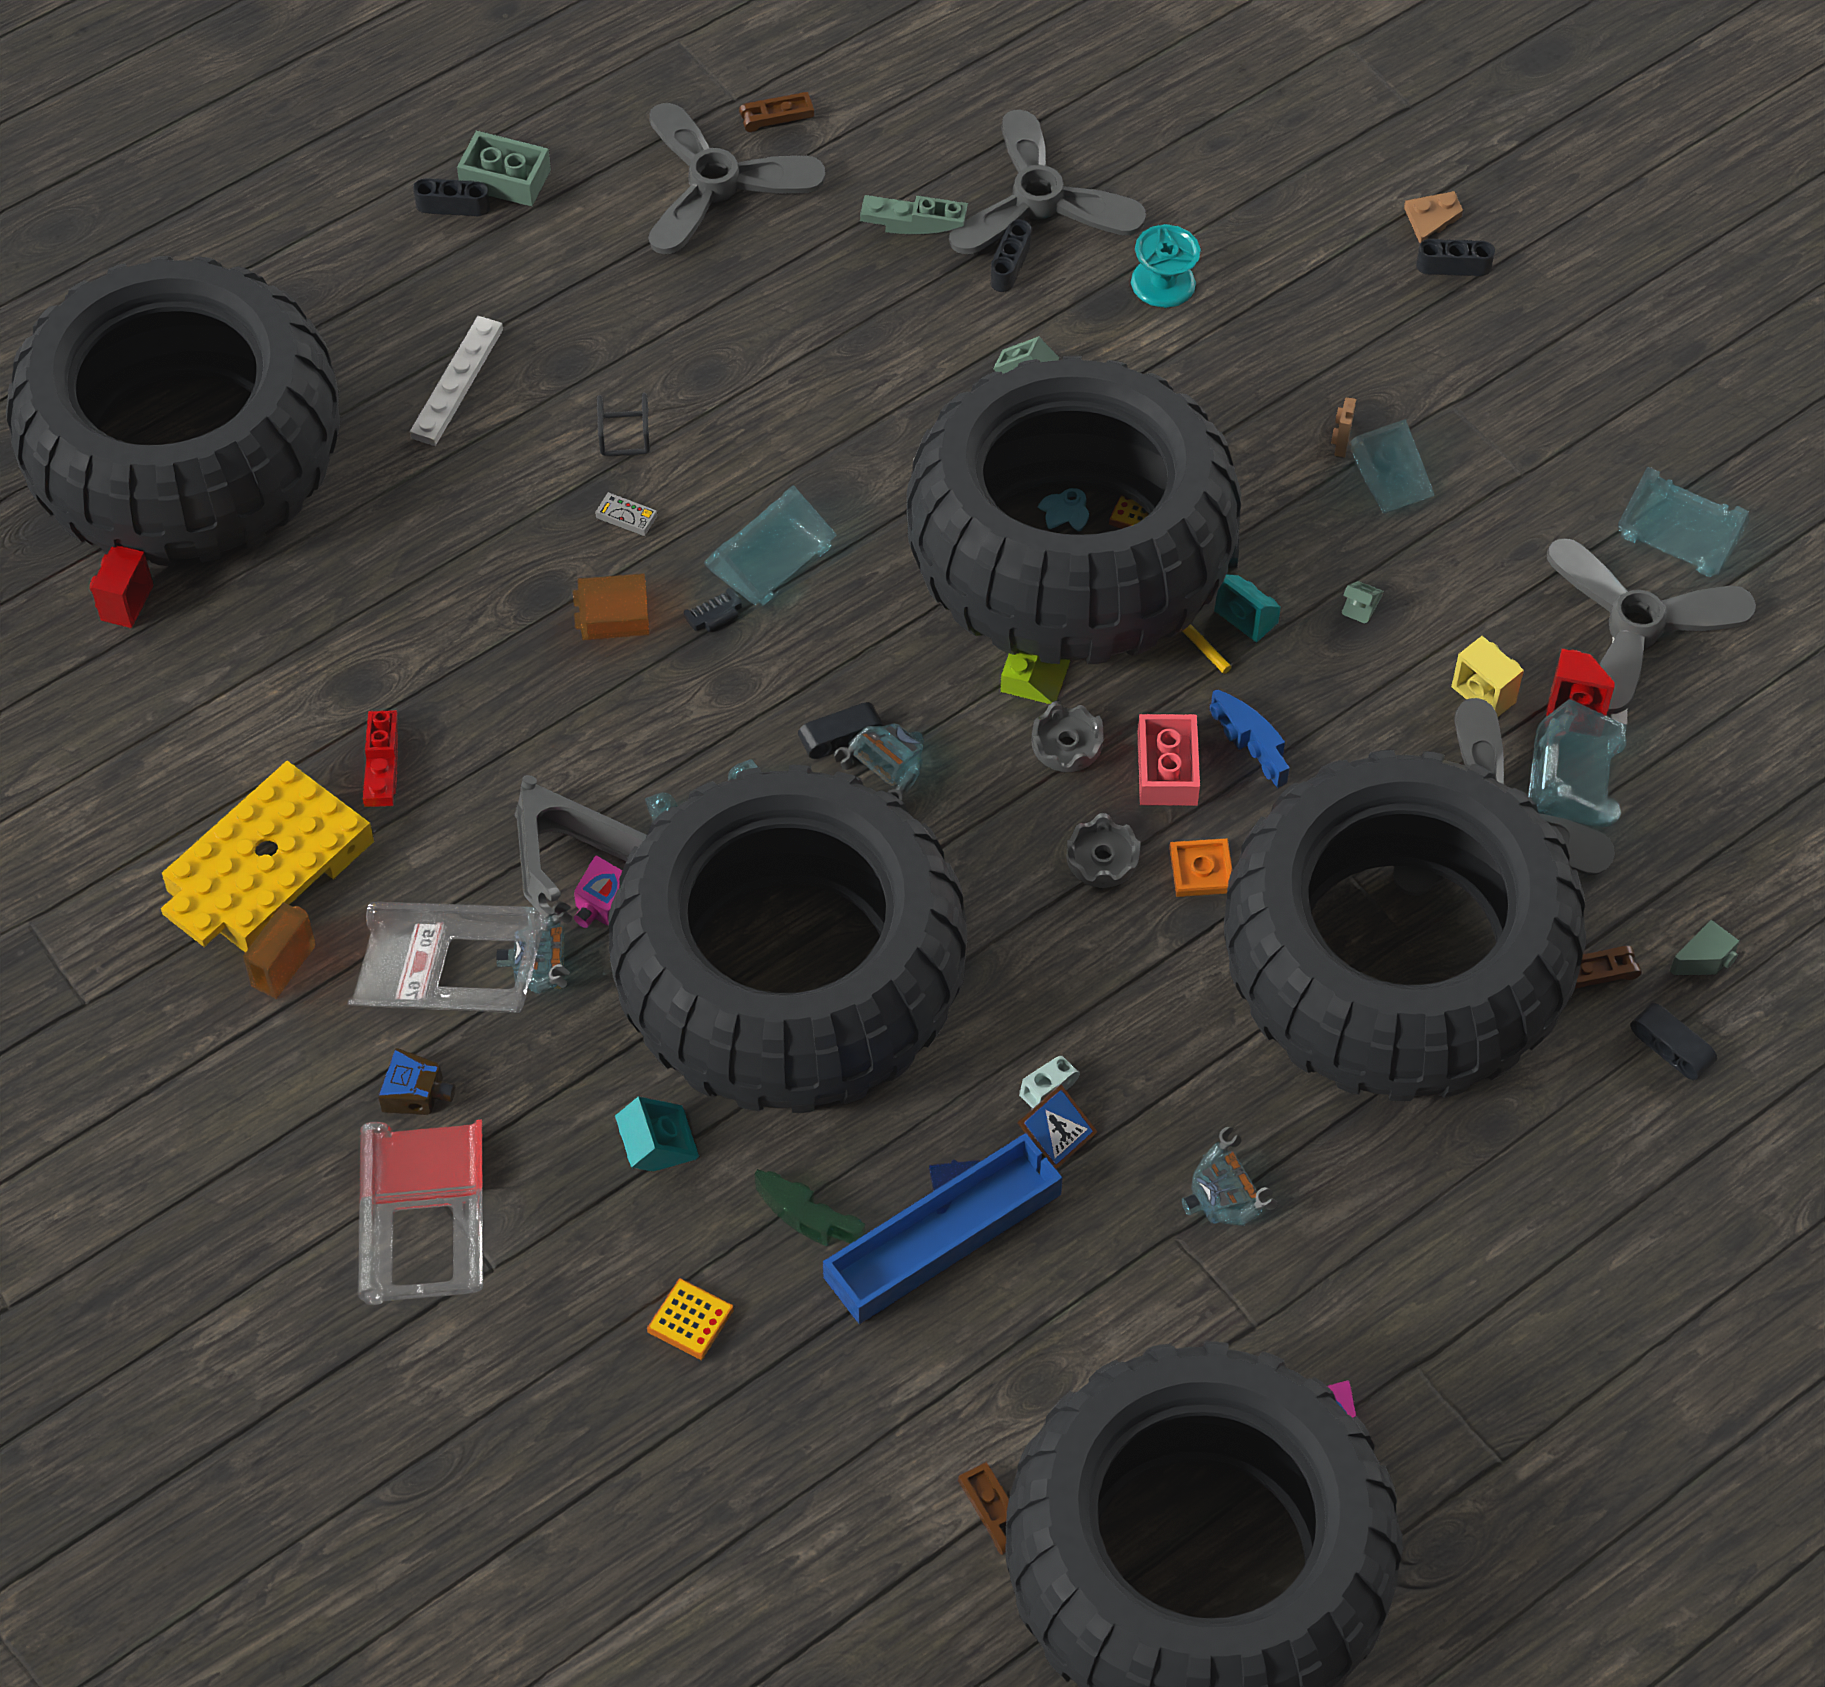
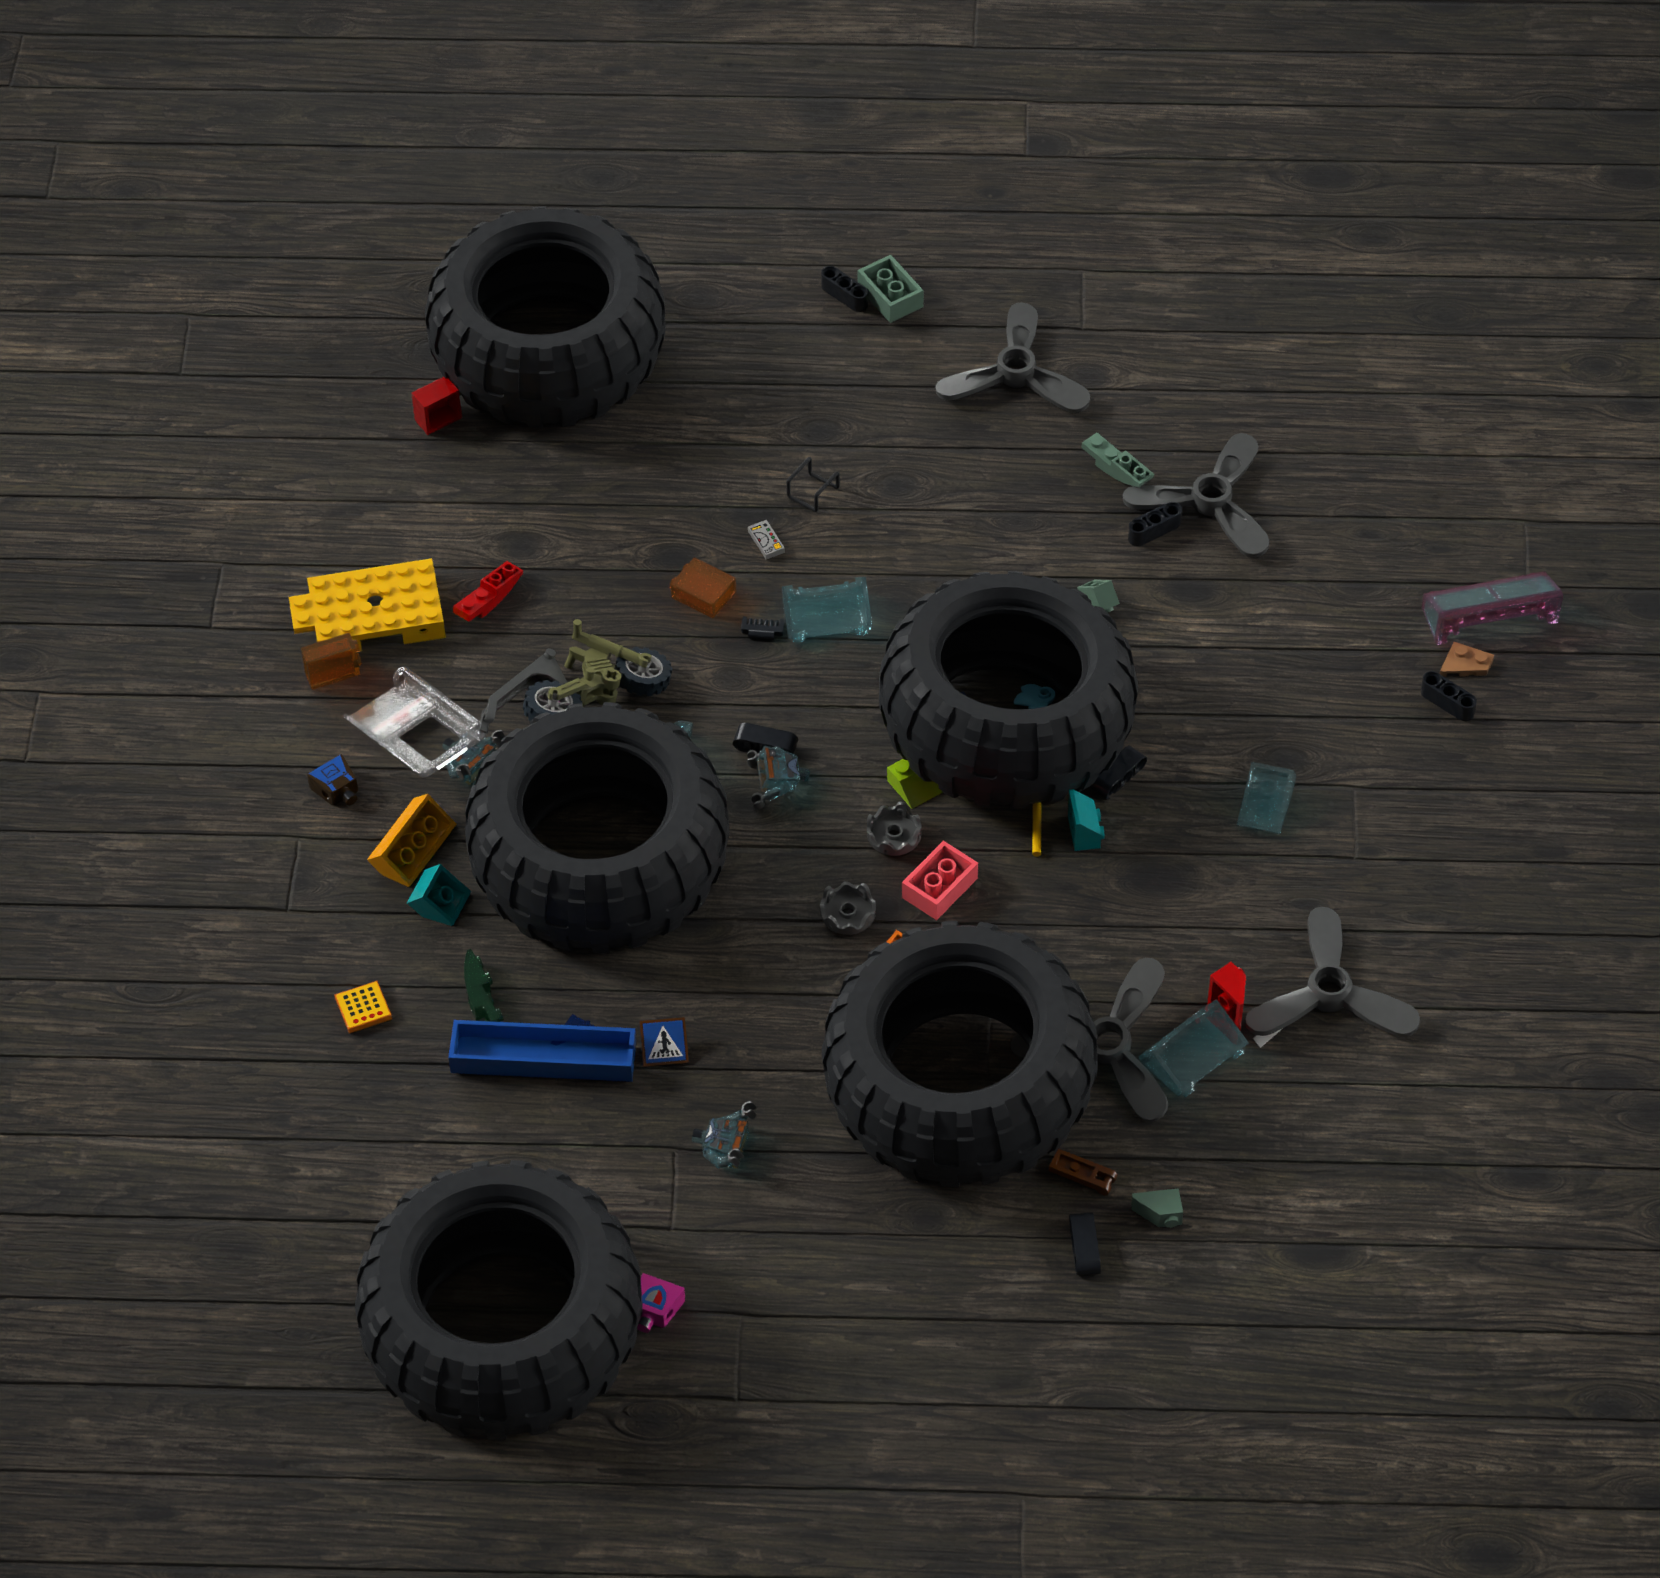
camera: 40 degrees right, 5 degrees down
(415, 1173) = (286, 826): clear piece -> none
(456, 381) = (744, 401): white plate -> none
(565, 1093) = (412, 840): none -> light orange slope
(613, 772) = (601, 678): none -> piece
(776, 111) = (1098, 349): reddish brown plate -> none
(1046, 1079) = (694, 1012): light aqua leg -> none
(1165, 264) = (1243, 587): teal piece -> none
(1250, 729) = (1009, 897): blue slope -> none
(1344, 419) = (1261, 752): medium nougat wing -> none
(1361, 601) = (1163, 864): sand green slope -> none
(1407, 141) = (1491, 602): none -> clear pink windscreen
(1487, 675) = (1188, 958): light yellow brick -> none
(1682, 523) = (1421, 947): clear light blue windscreen -> none

